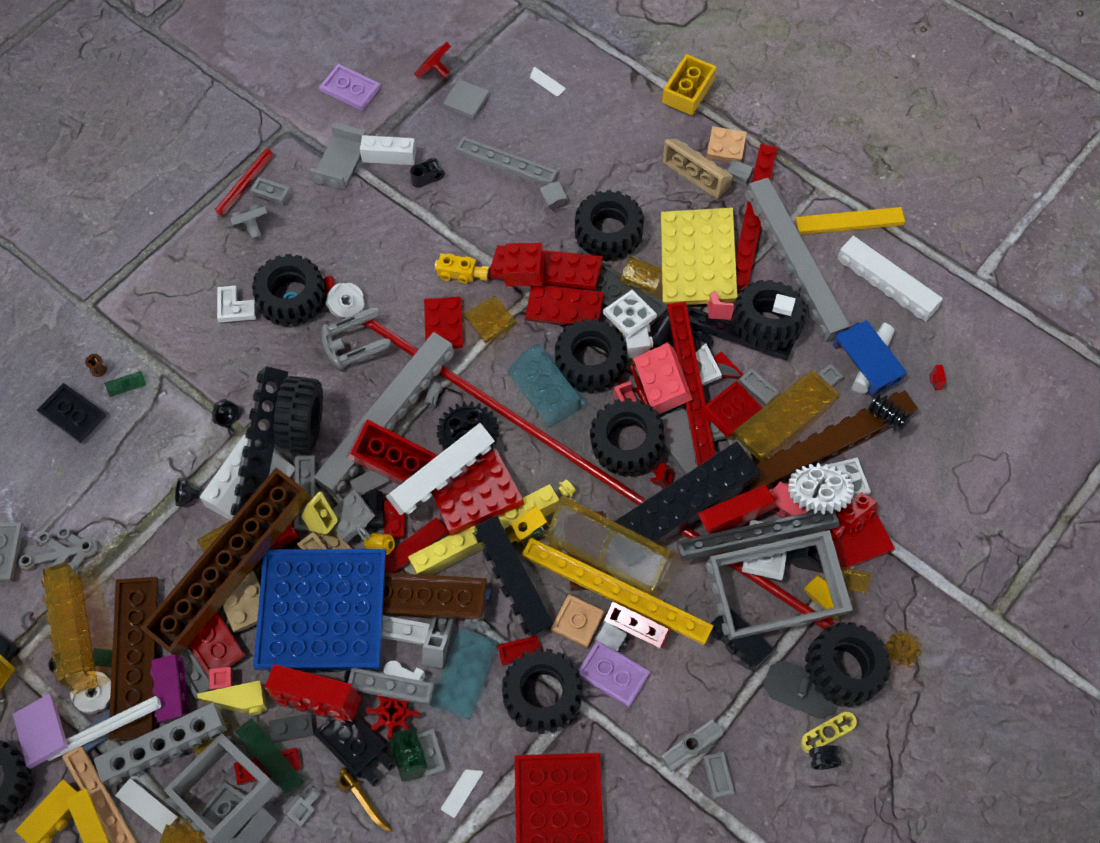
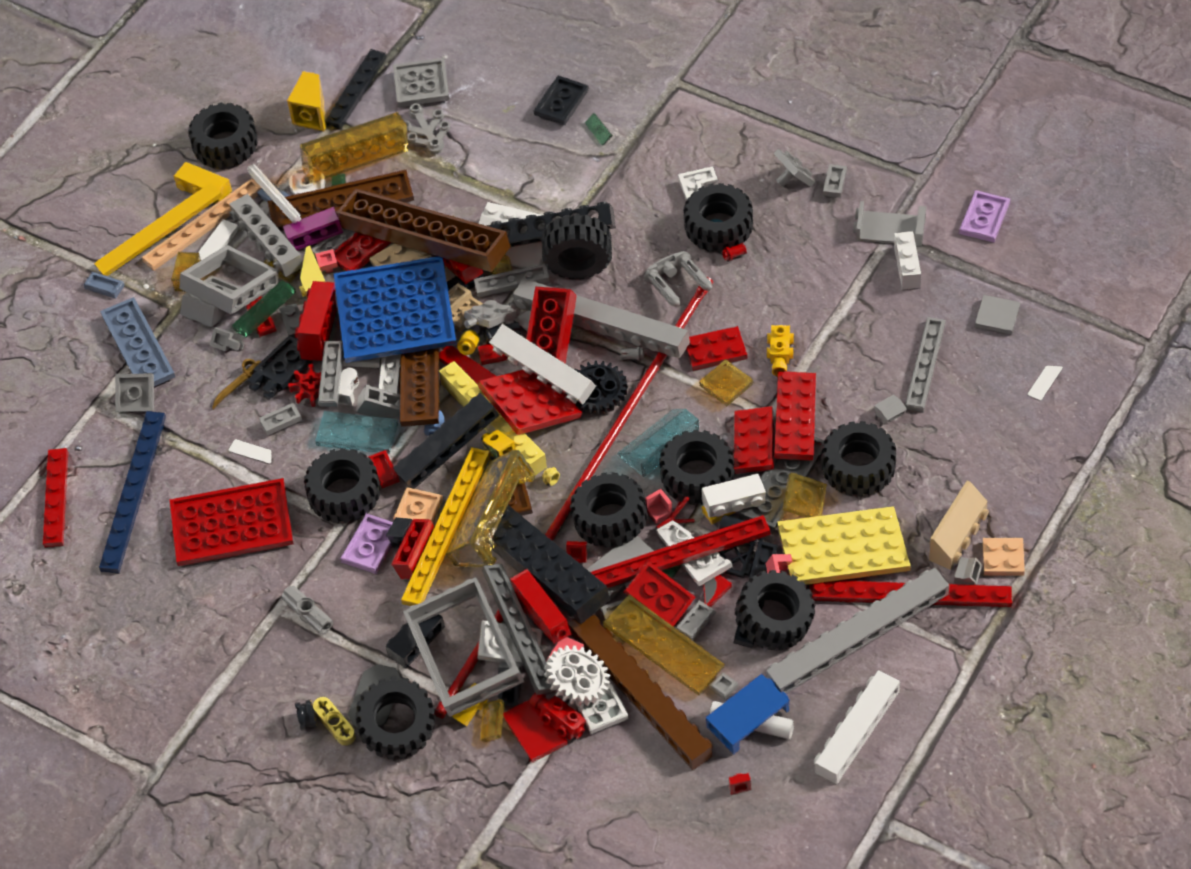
camera: 85 degrees right, 10 degrees down
(40, 731) = (269, 157): lavender tile -> none
(100, 366) = (611, 106): reddish brown bush -> none
(185, 492) = (497, 194): black piece -> none
(226, 415) = (579, 198): black piece -> none
(243, 182) = (841, 159): red axle -> none
(319, 515) = (480, 285): light yellow slope -> none
(345, 290) = (713, 255): white plate -> none
(408, 754) = (273, 399): clear green brick -> none
(425, 173) = (889, 297): black piece -> none
(434, 62) = (1031, 272): red tile -> none
(477, 624) = (402, 430): light grey plant -> none
(523, 264) = (783, 388): red brick -> none
(629, 313) = (739, 480): white piece -> none
(662, 378) = (674, 524): coral brick -> none
(689, 84) = (1069, 504): yellow brick -> none
(718, 775) = (284, 638): light grey tile -> none
(783, 305) = (776, 609): white tile -> none
(850, 221) = (930, 686): yellow tile -> none
(889, 412) = (673, 724): black piece -> none
(911, 652) = (424, 774): clear yellow gear -> none

